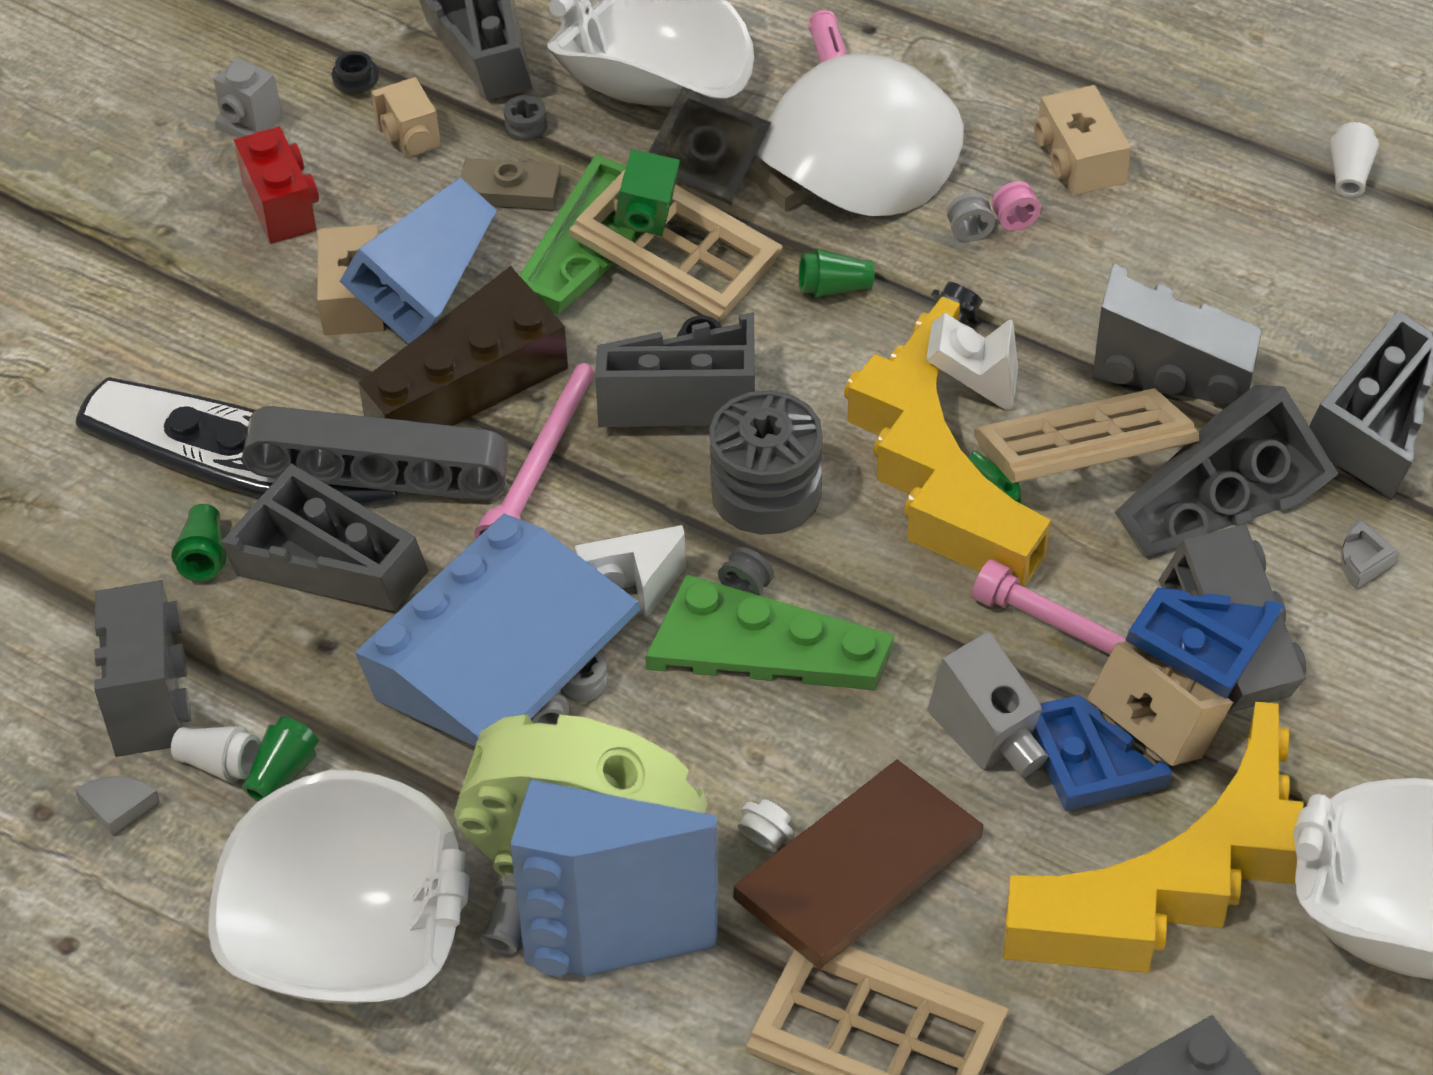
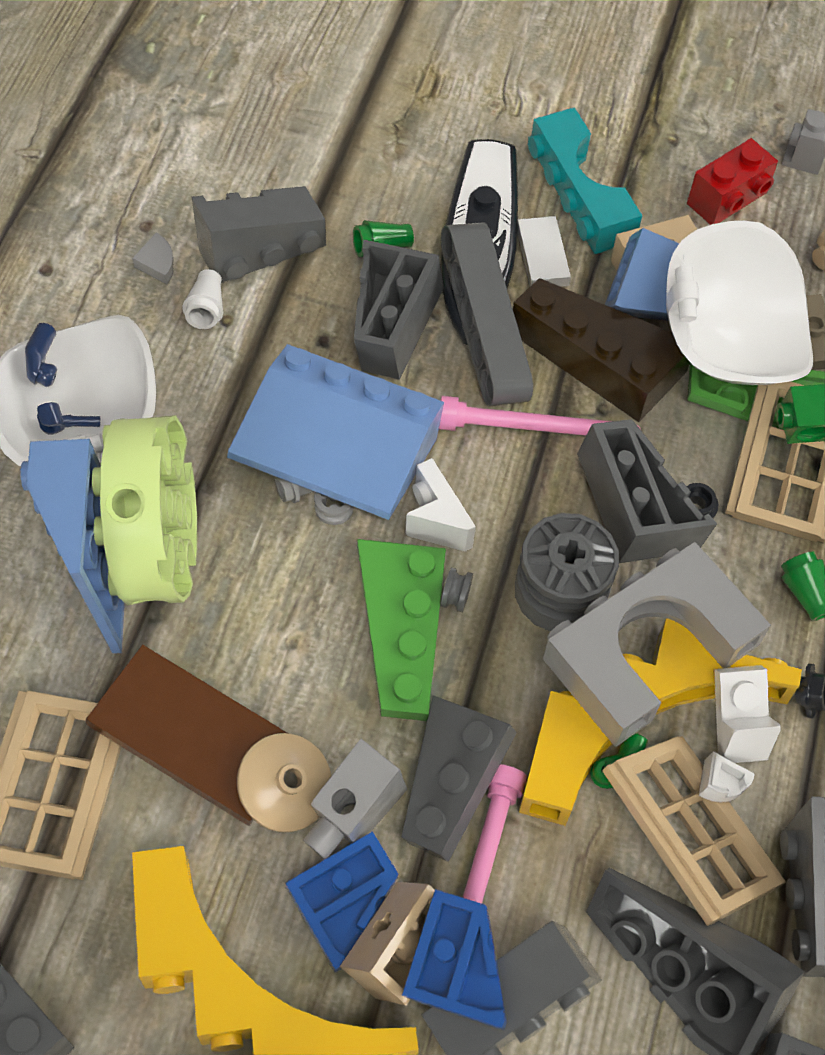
camera: 70 degrees right, 10 degrees up
(259, 318) = (599, 211): none -> teal arch
(273, 936) = (35, 355): none -> dark blue arm
(281, 757) = (209, 336): green cone -> none
(290, 387) = (543, 250): none -> white tile
(357, 944) = (53, 422): none -> dark blue hand
(502, 210) = (740, 304): none -> white piece
(766, 825) = (215, 658): white plate -> none
(882, 447) = (680, 588): none -> light grey arch
(943, 784) = (263, 785): none -> tan dish
(956, 604) = (452, 775): none -> dark grey wing
(1034, 402) = (723, 779): none -> white tile

